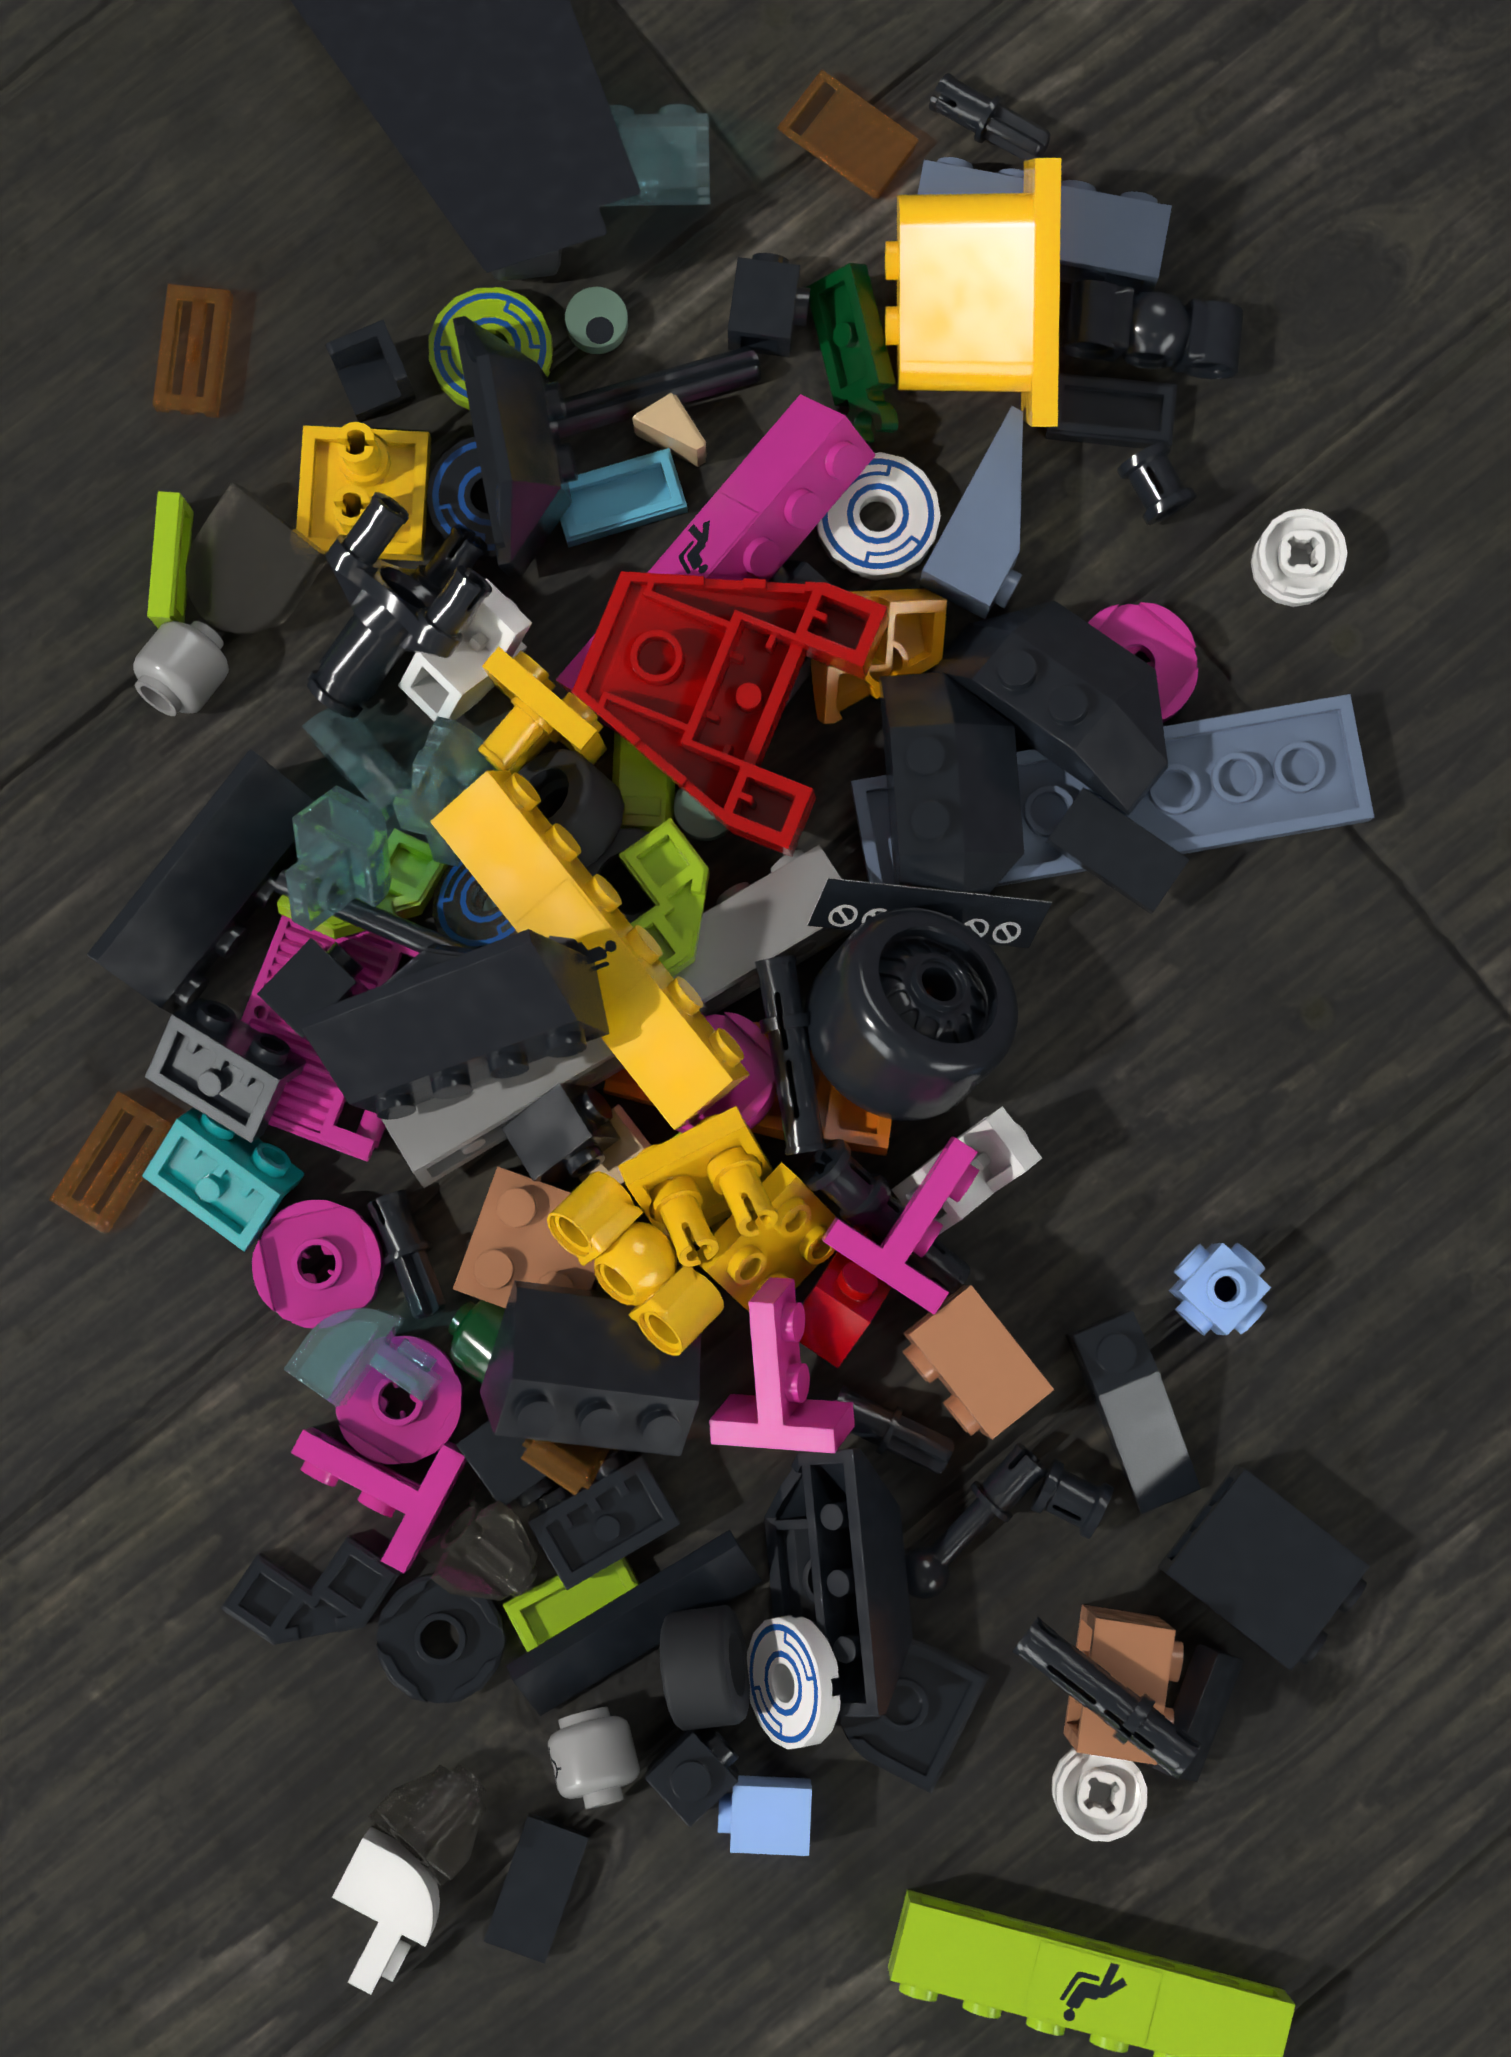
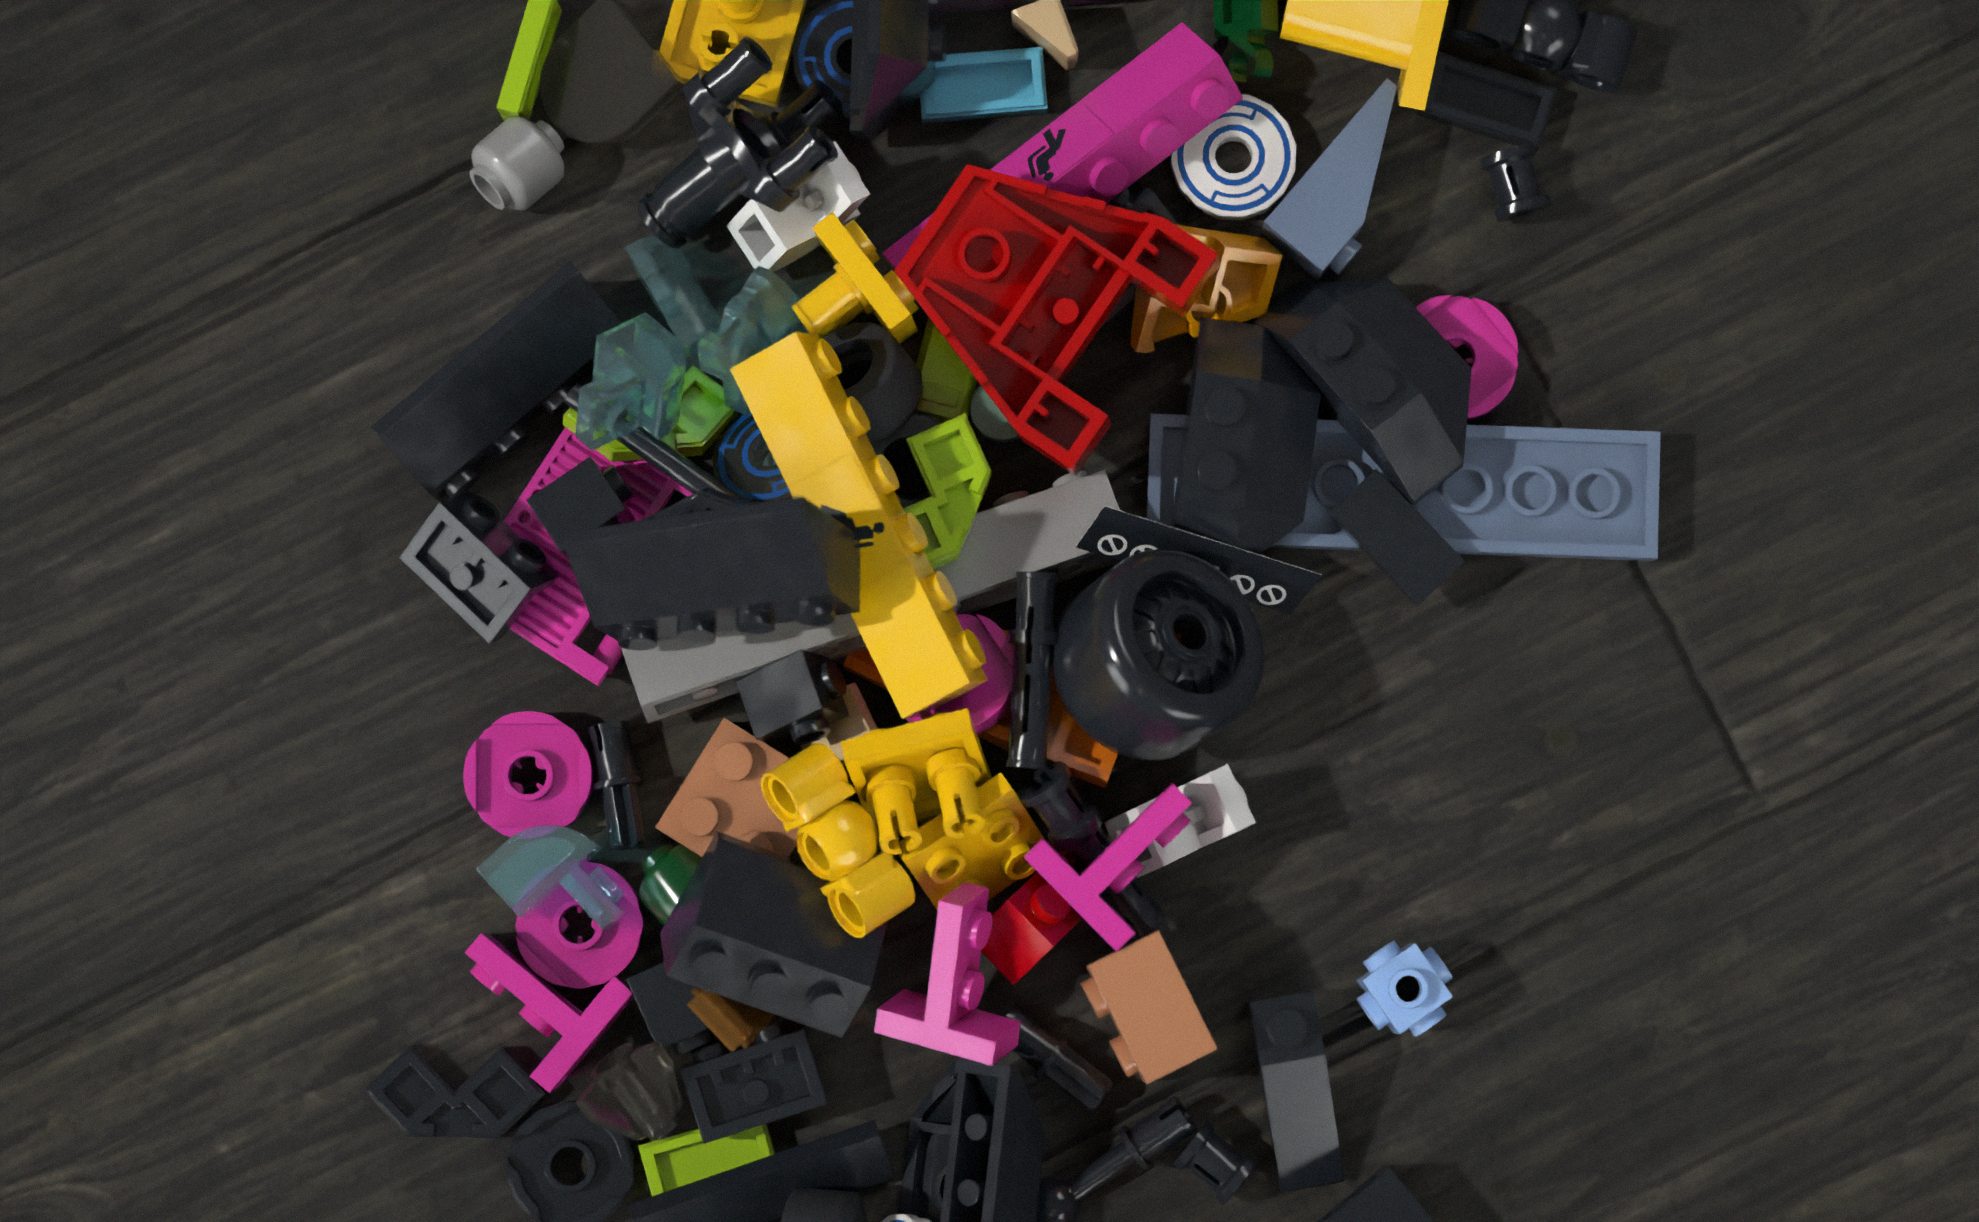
camera: 15 degrees right, 0 degrees up
(83, 1210) = (312, 672): clear orange tile -> none
(222, 1176) = (453, 670): teal bracket -> none
(1298, 557) = (1640, 285): white wheel -> none

